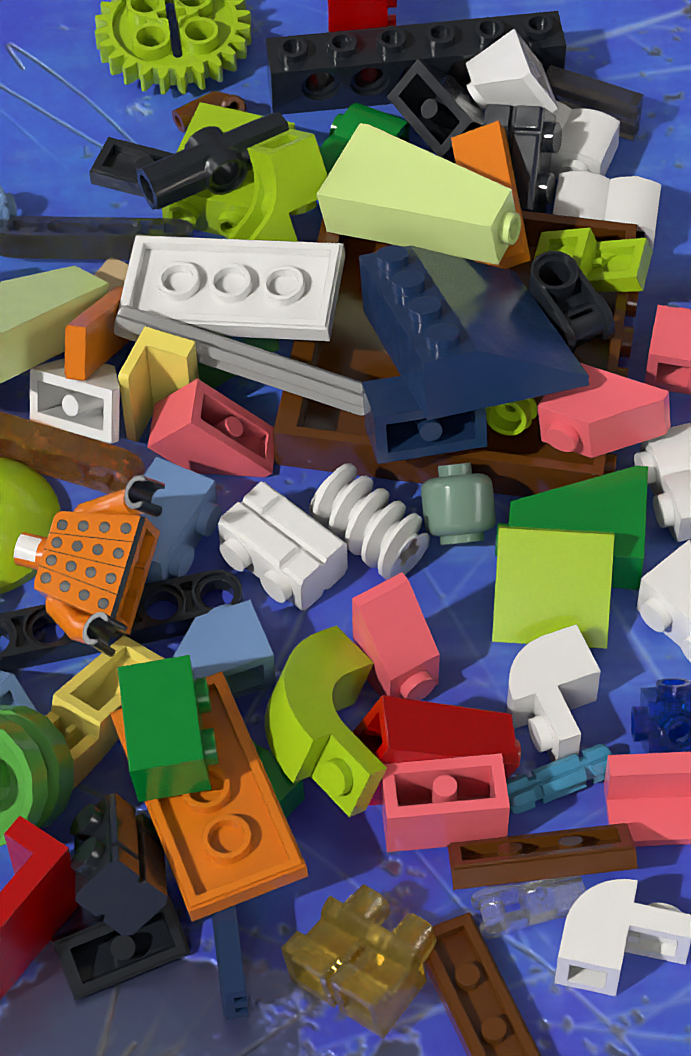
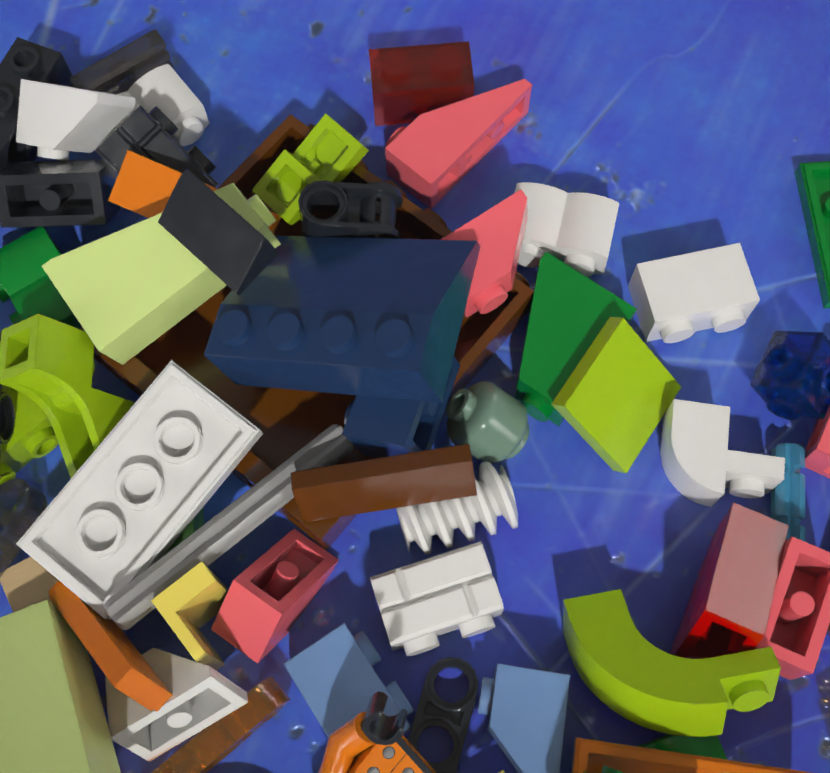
camera: 60 degrees left, 15 degrees up
(342, 436) = (384, 483): none -> reddish brown tile
(397, 640) = (611, 557): coral slope -> none
(458, 199) = (216, 233): none -> black slope
(615, 200) = (246, 120): white brick -> none

